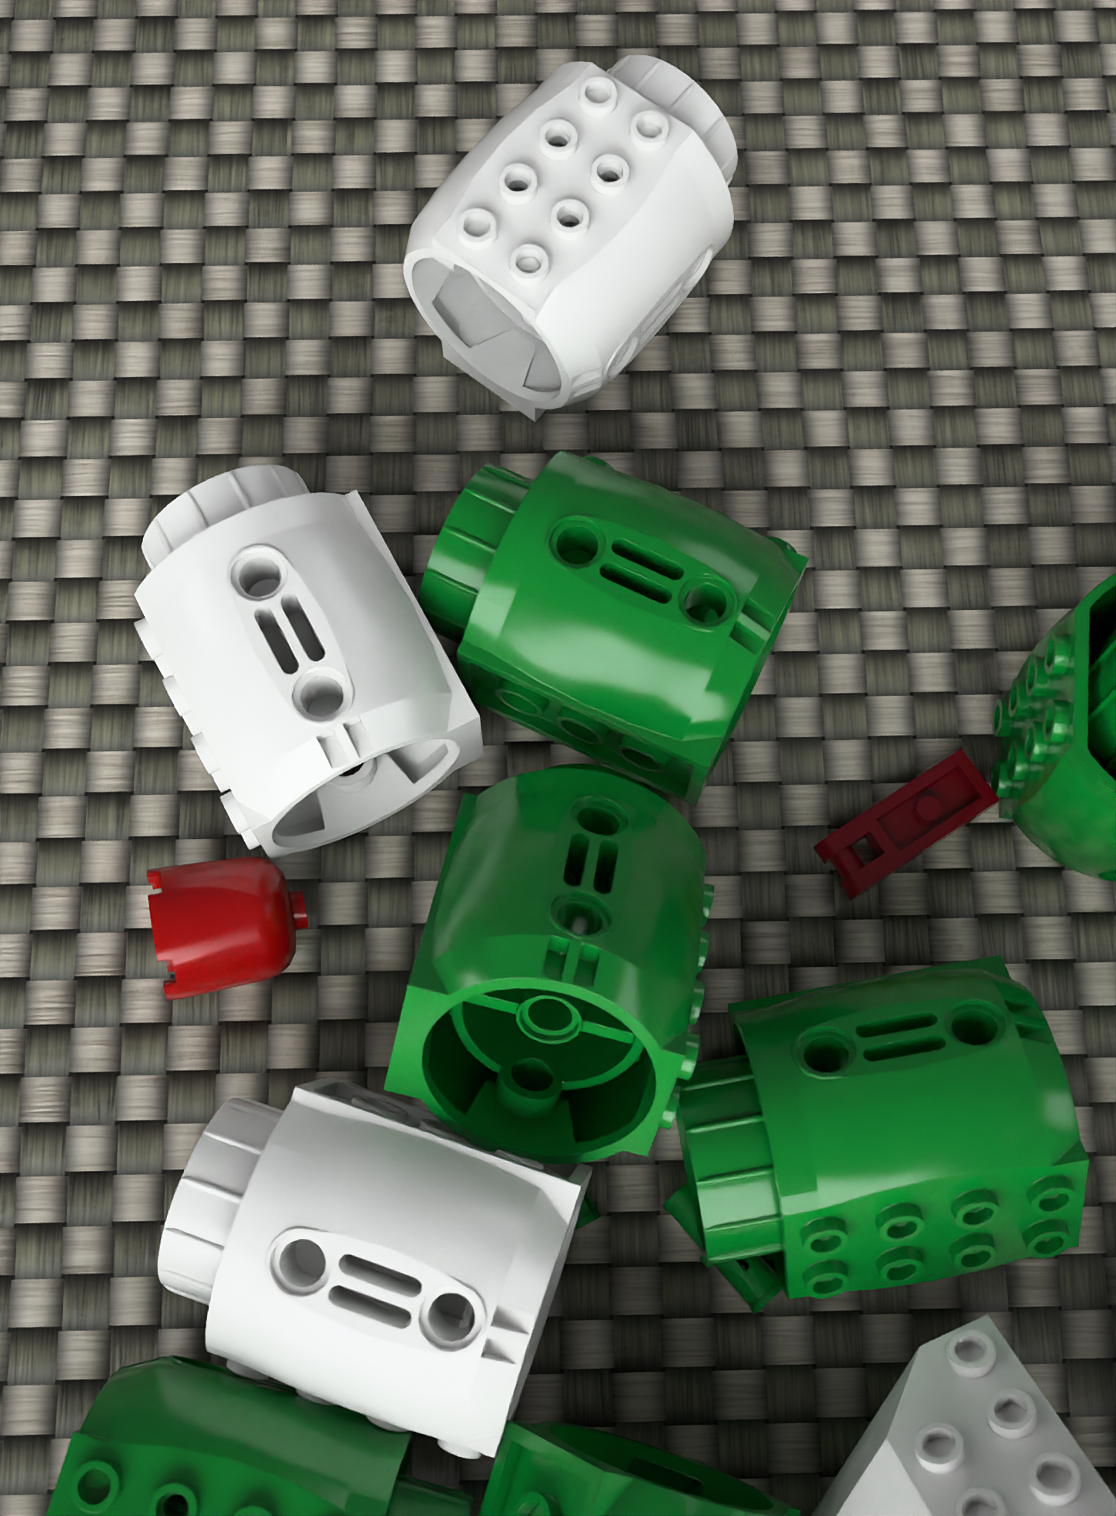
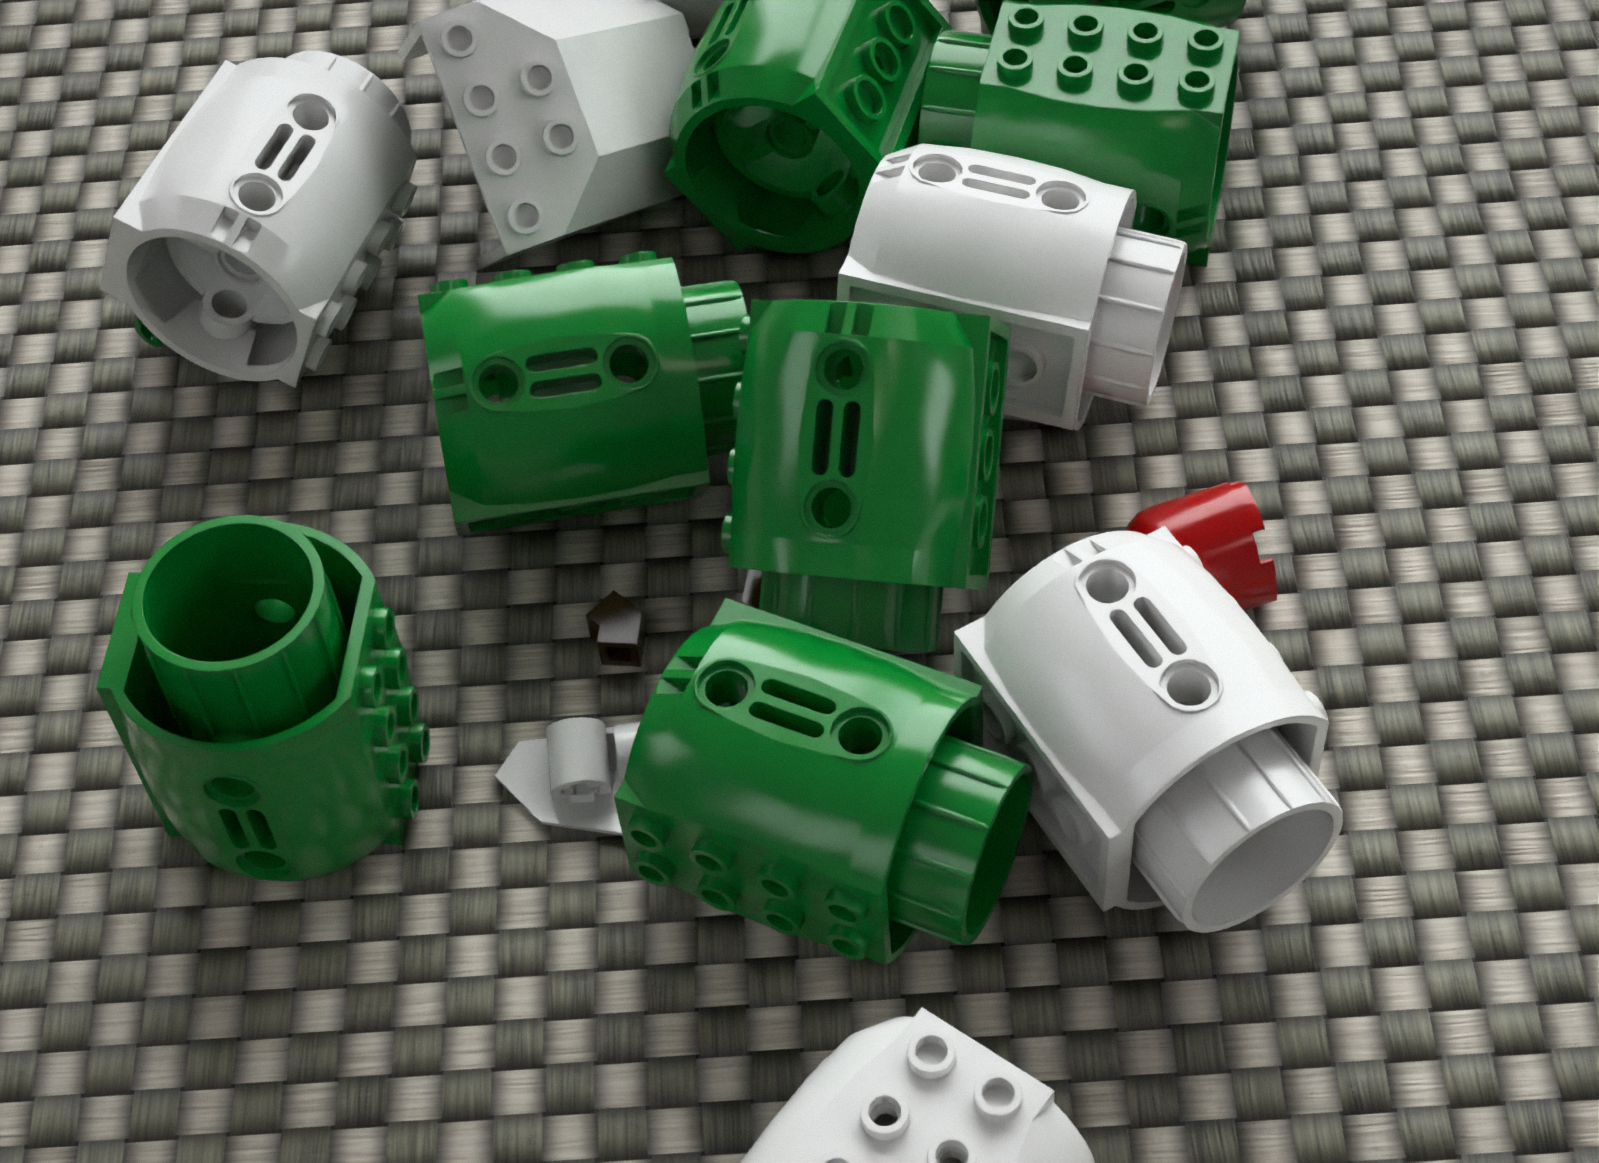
camera: 175 degrees left, 20 degrees down
(814, 905) = (618, 631): none -> dark brown piece
(822, 739) = (571, 773): none -> white panel
(908, 823) = (520, 703): dark red plate -> none

